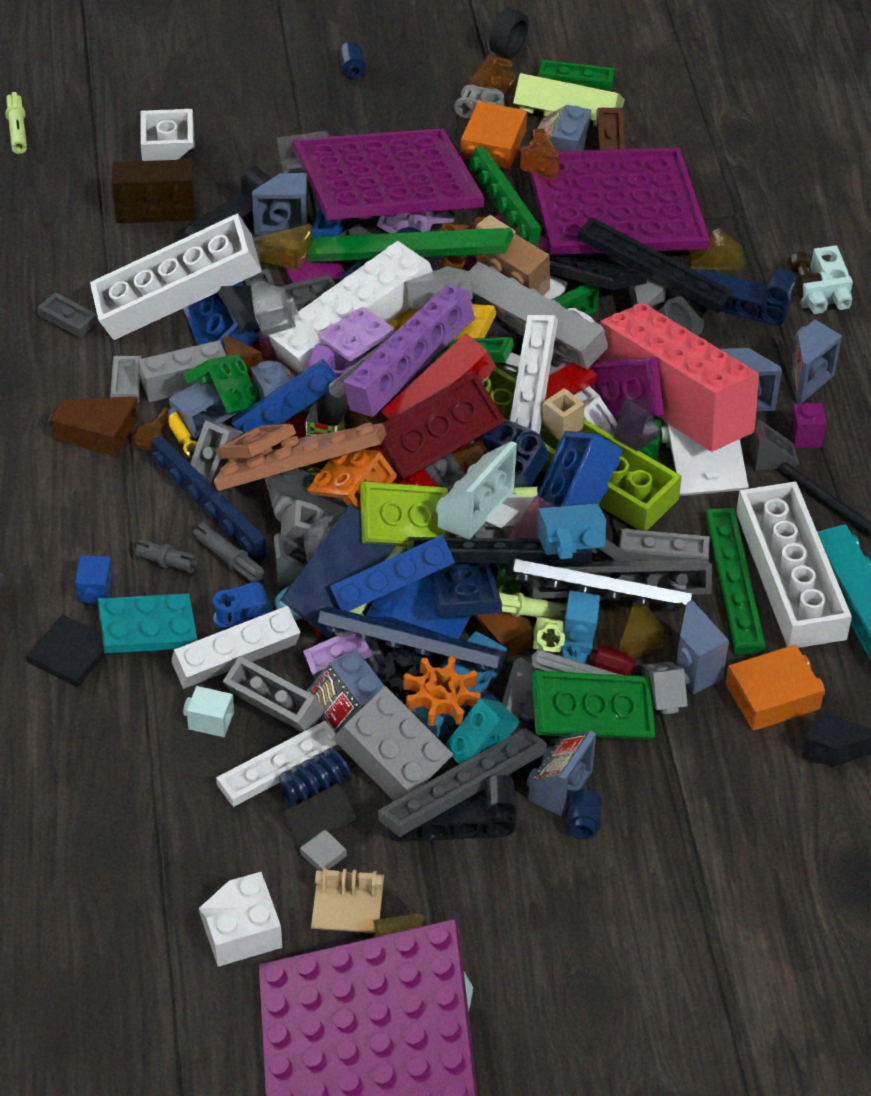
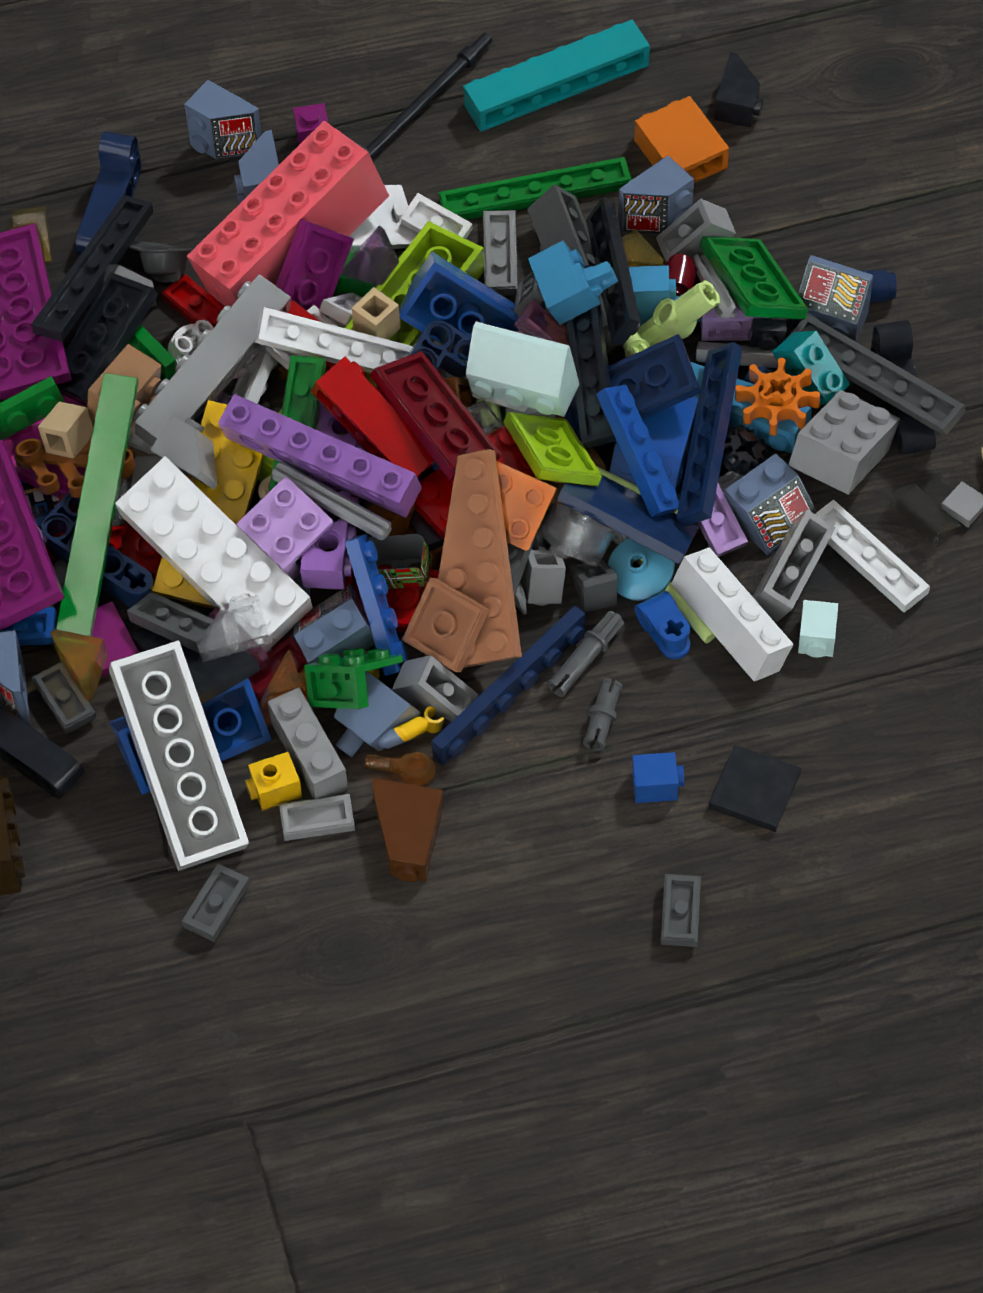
camera: 95 degrees left, 10 degrees up
(146, 623) = (706, 714): teal plate -> none
(157, 342) = (273, 781): none -> yellow brick
(313, 775) = (886, 519): dark blue piece -> none
(695, 499) = (424, 210): none -> white plate
(793, 565) = (521, 131): white brick -> none
(827, 282) = (76, 119): light aqua hips -> none

